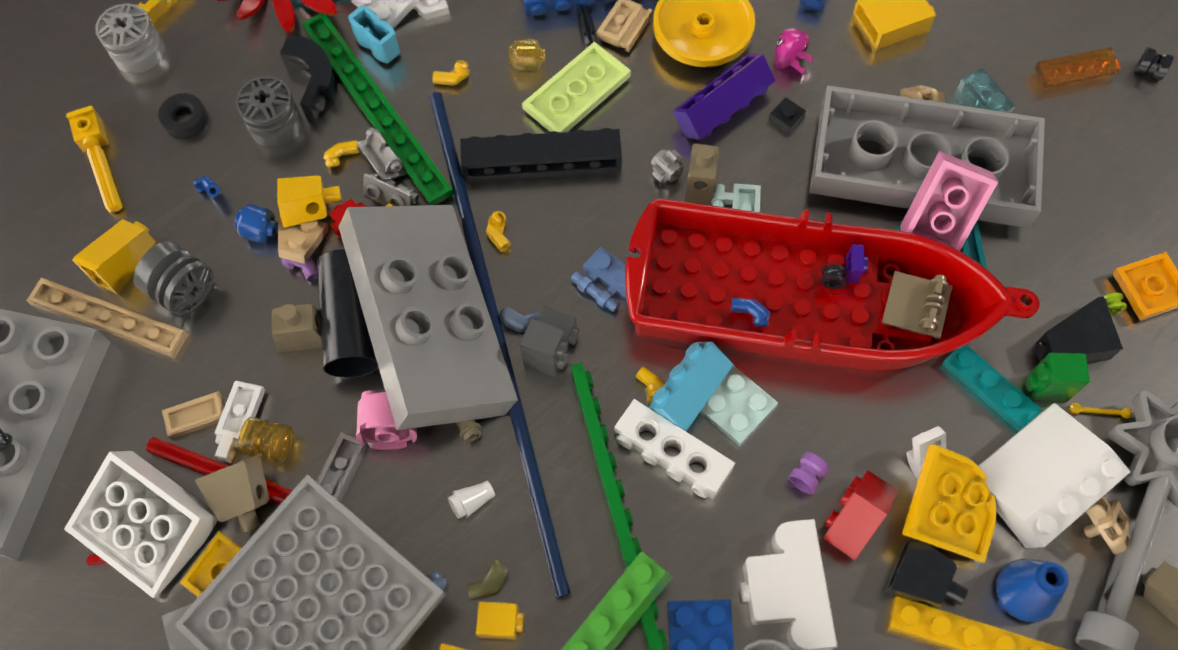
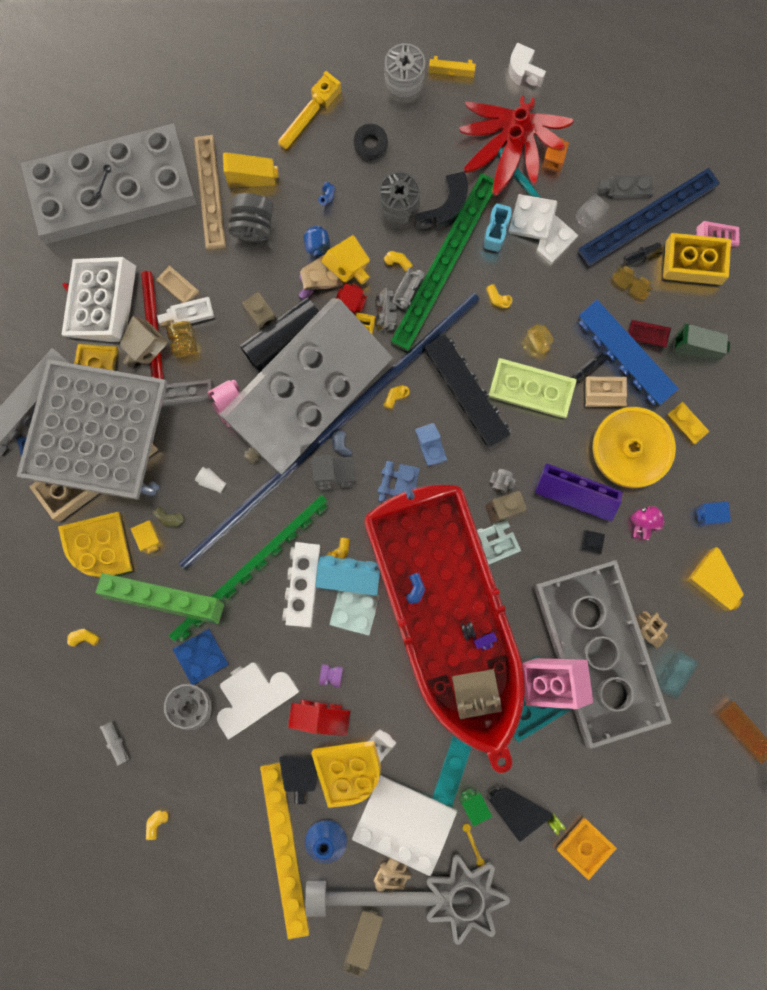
camera: 60 degrees right, 15 degrees up
(577, 222) = (431, 444): none -> medium blue slope

